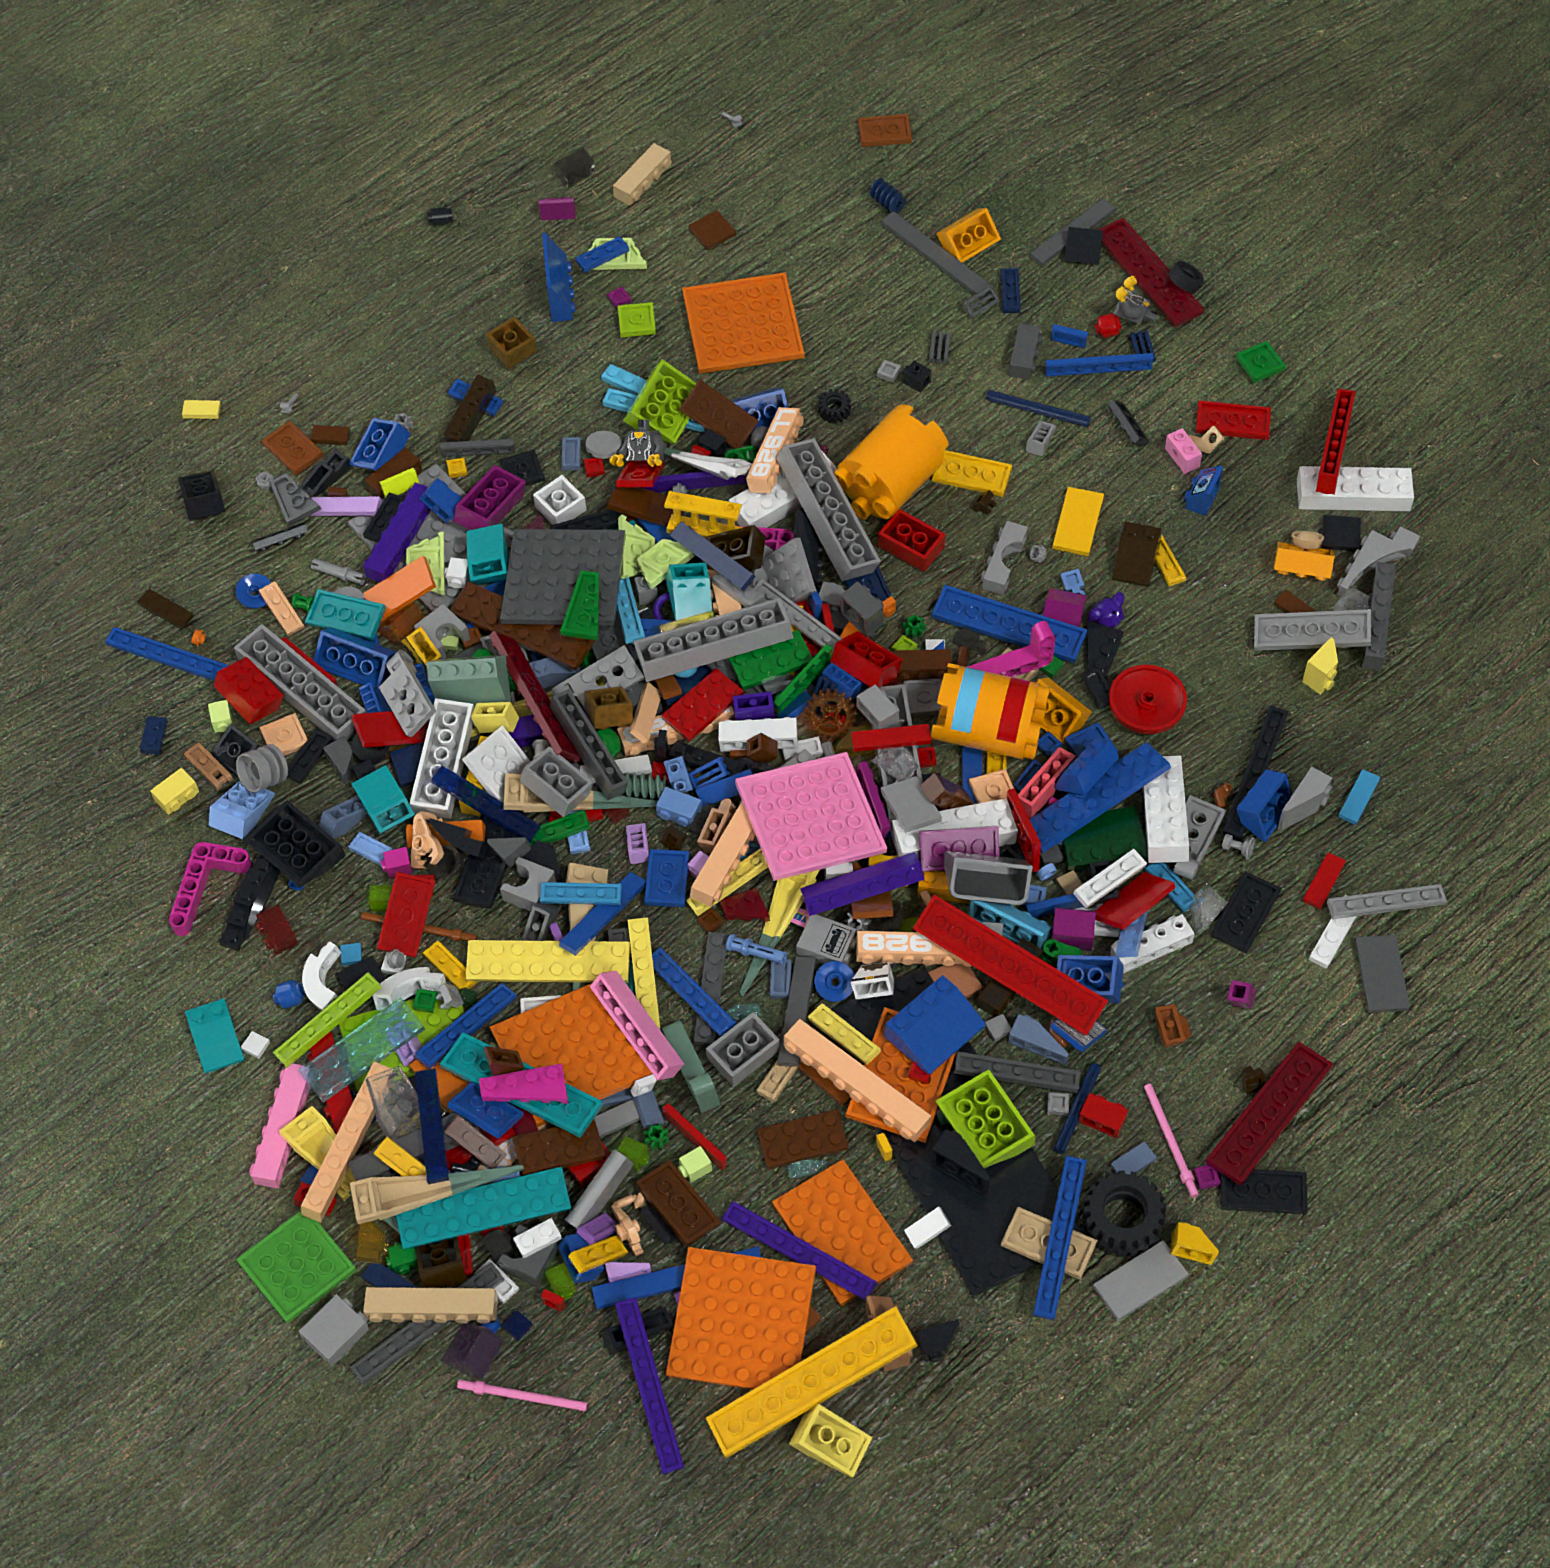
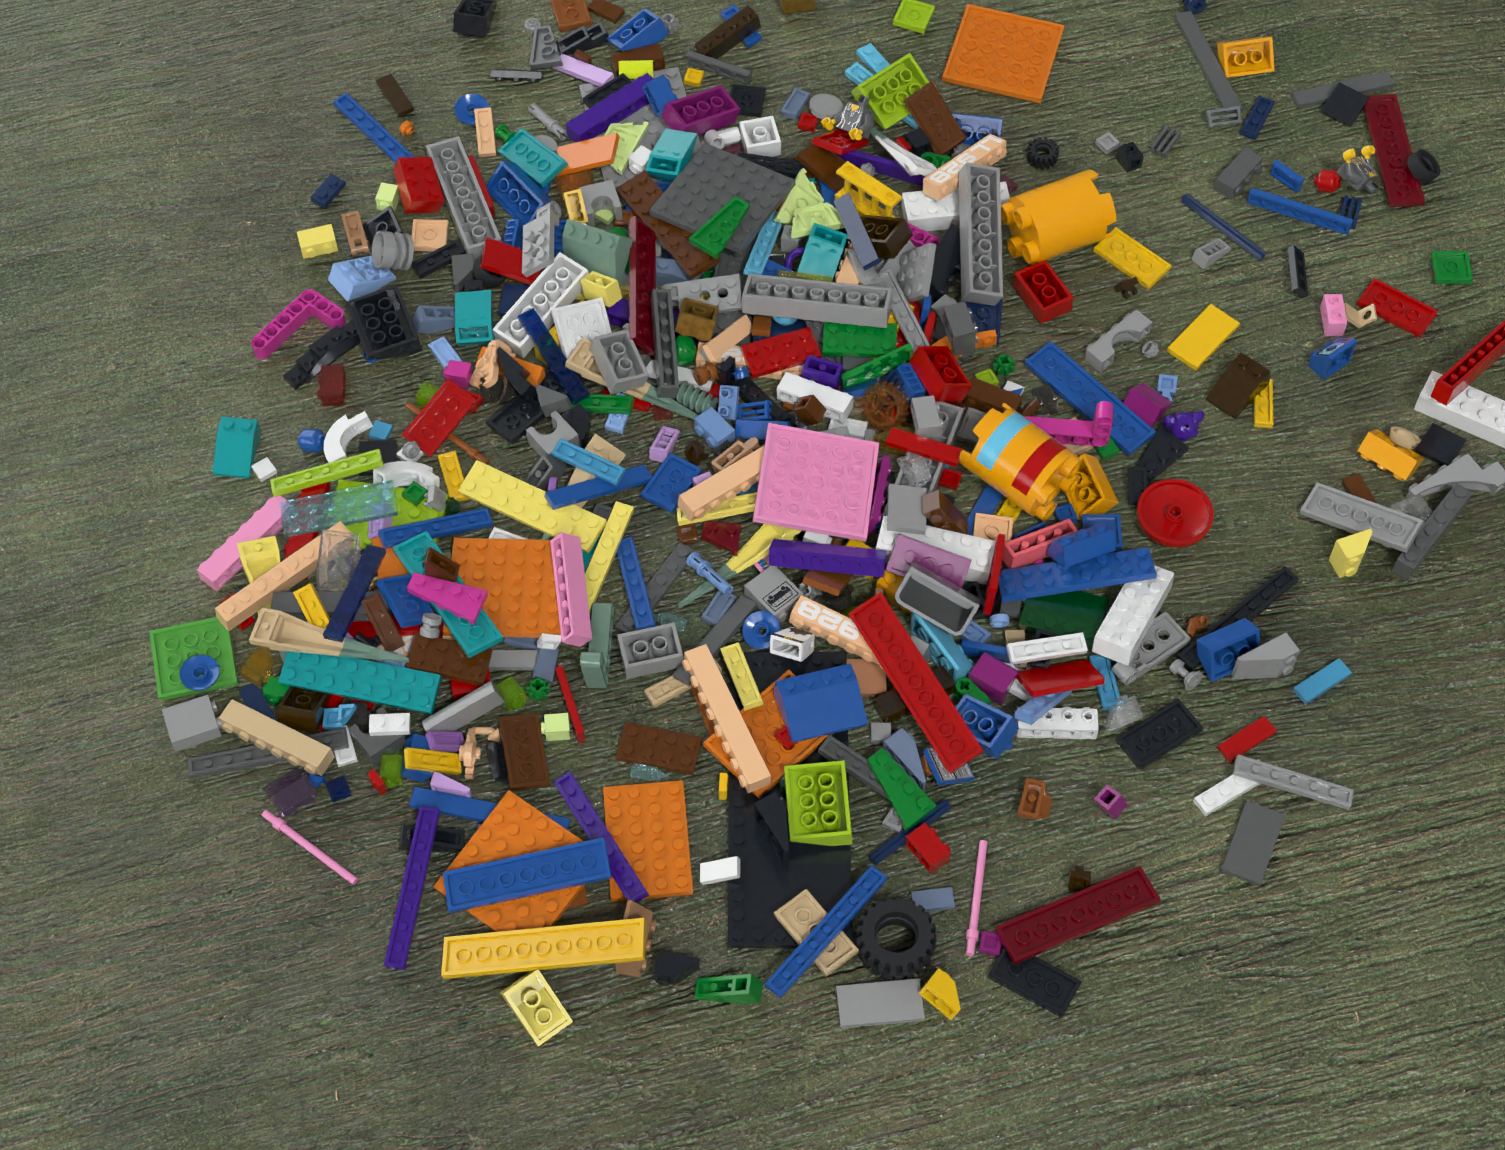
camera: 25 degrees right, 0 degrees up
(310, 1269) = (196, 666): none -> blue dish
(479, 1255) = (337, 717): none -> dark azure slope
(521, 517) = (722, 138): none -> white piece
(524, 1122) = (430, 625): none -> light grey wheel
(641, 757) = (705, 374): none -> dark orange wheel
(675, 741) = (741, 372): none -> blue plate
(754, 1320) = (527, 875): none -> blue plate
(999, 1335) = (730, 989): none -> green slope
(1058, 1076) = (906, 796): none -> green wing

